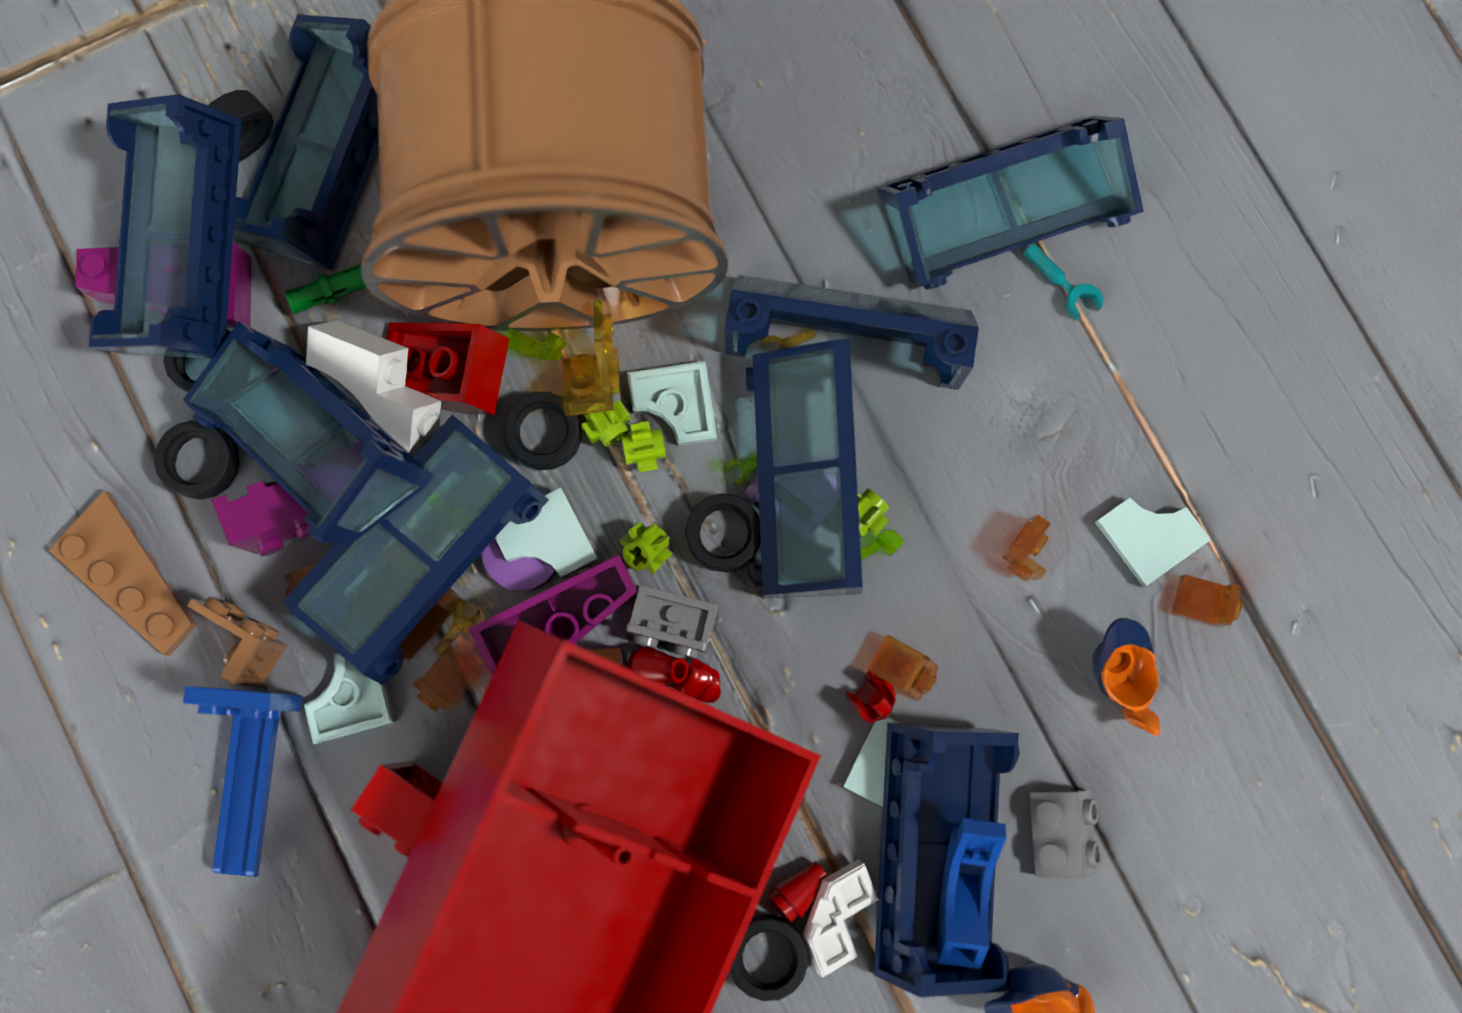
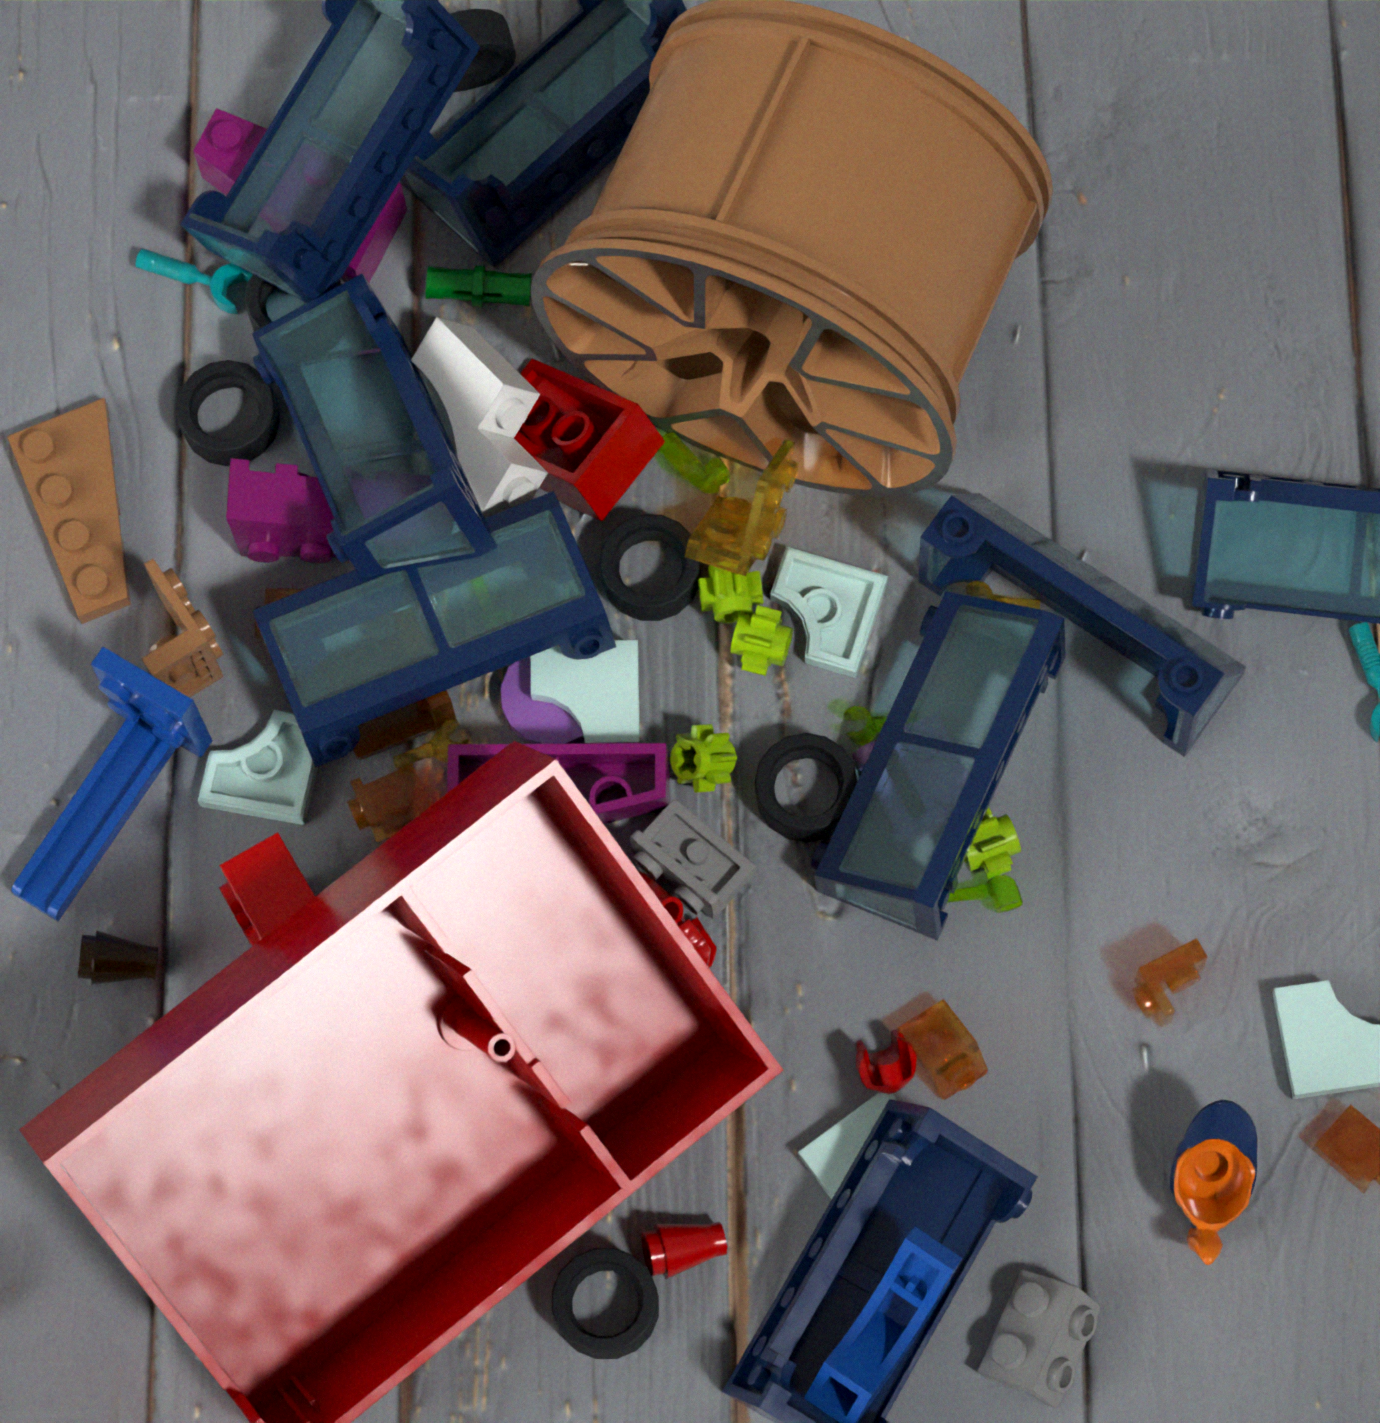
camera: 30 degrees right, 10 degrees down
(120, 373) = (189, 274): none -> teal piece
(310, 885) = (115, 959): none -> dark brown cone
(836, 900) = (691, 1303): white tile -> none

